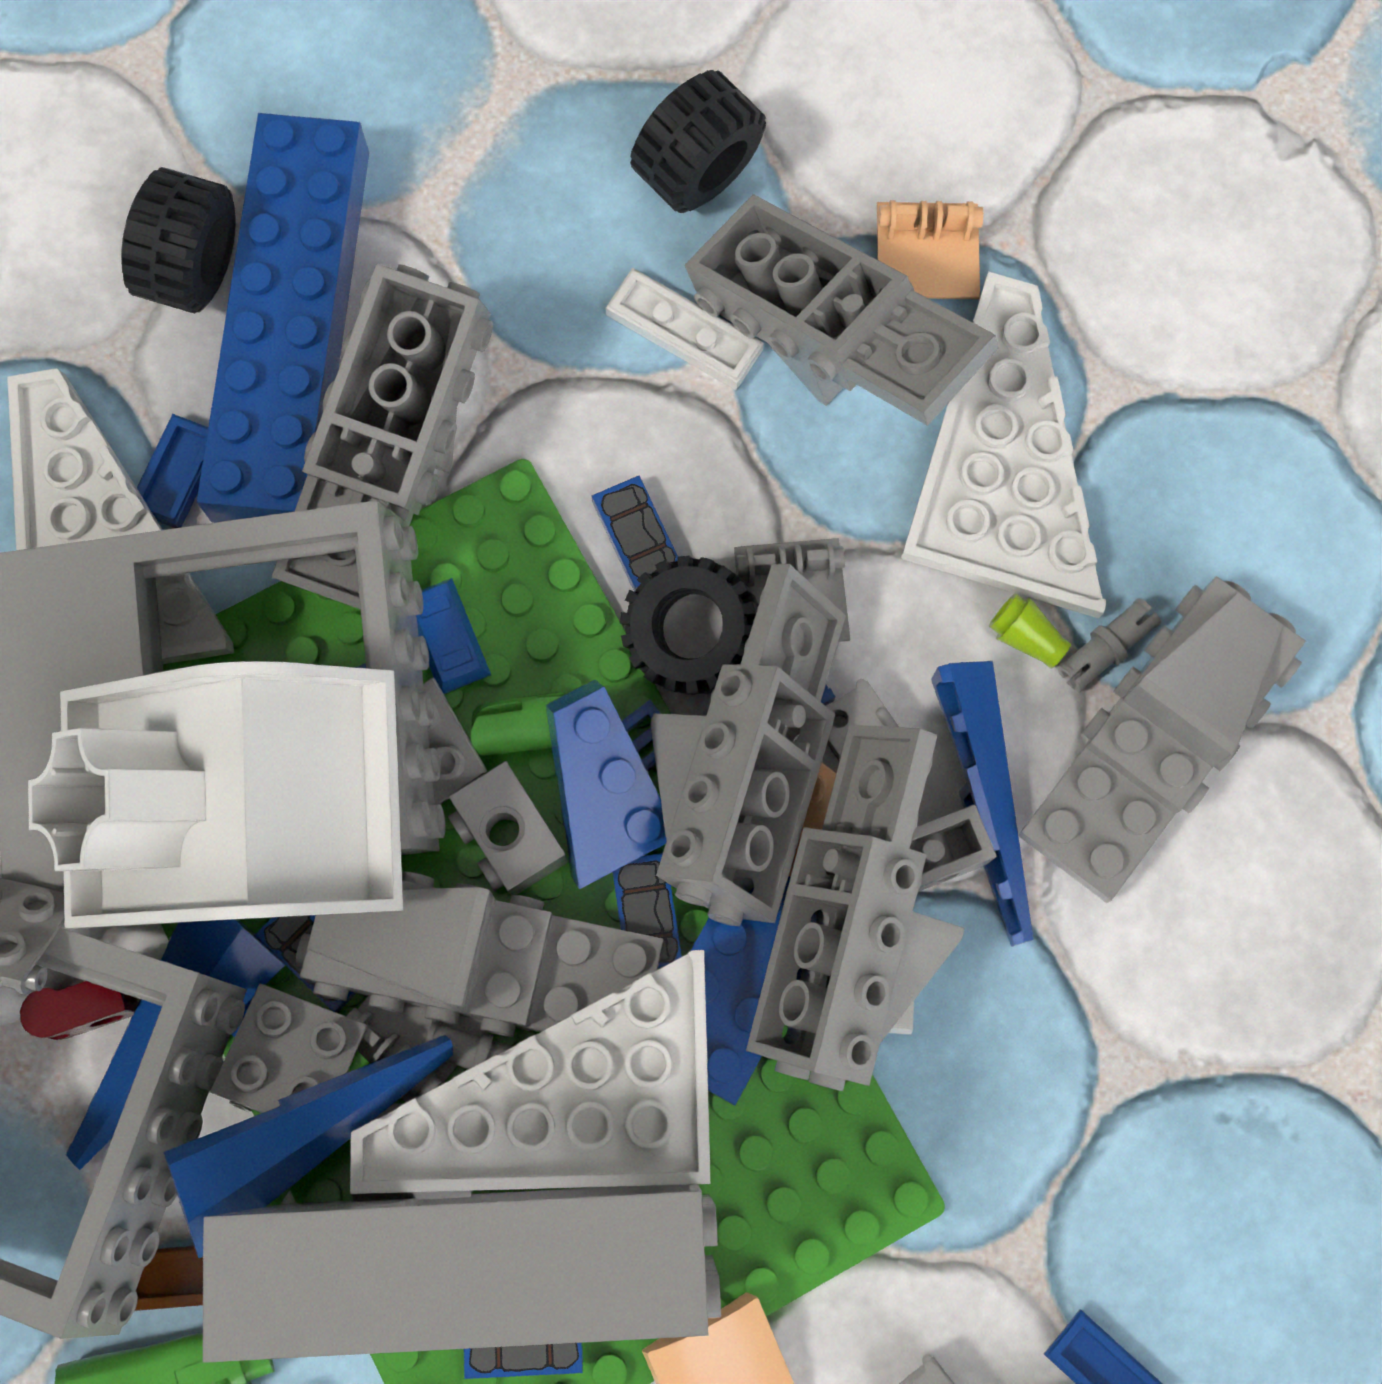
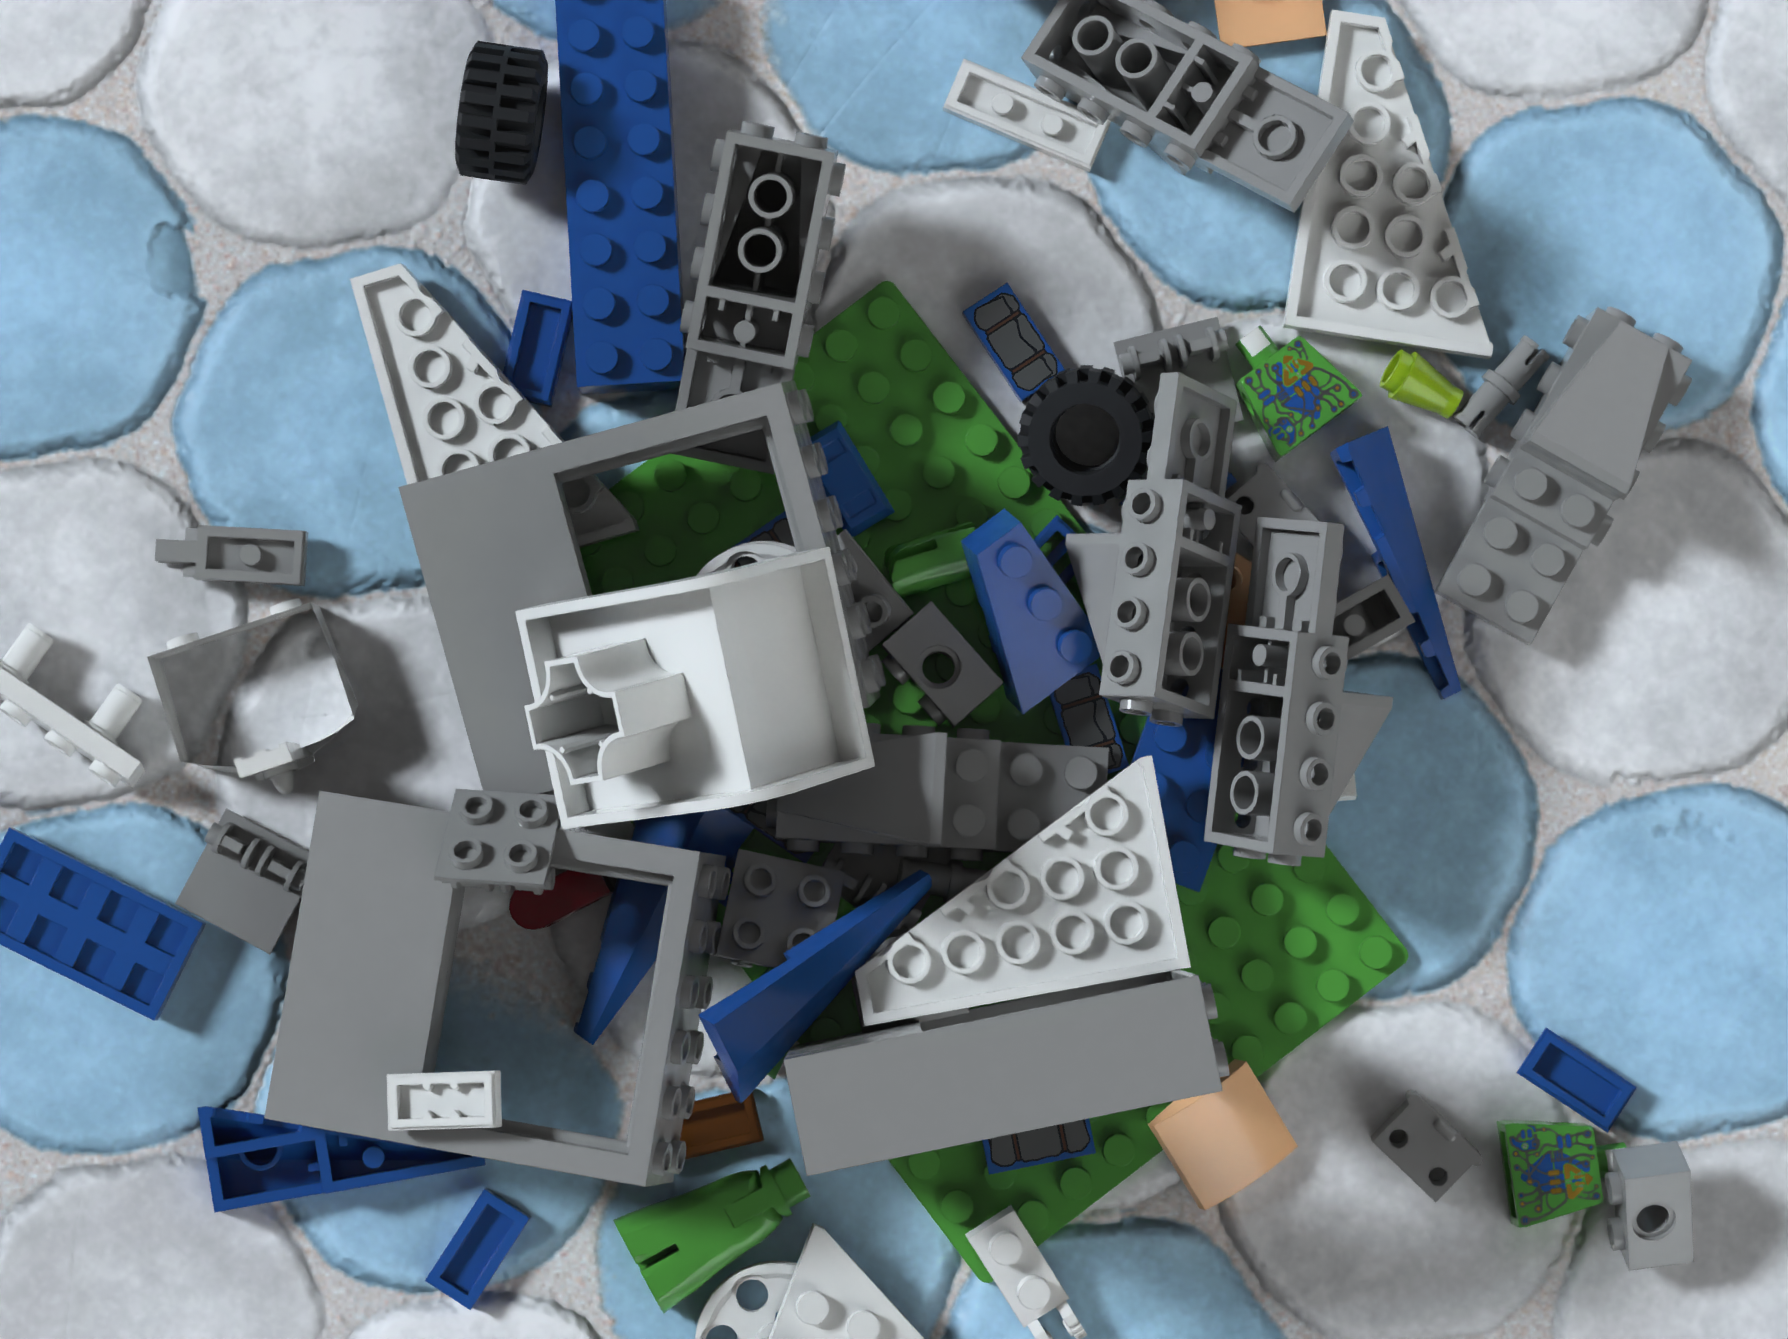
camera: 10 degrees left, 10 degrees up
(901, 617) = (1290, 390): none -> torso

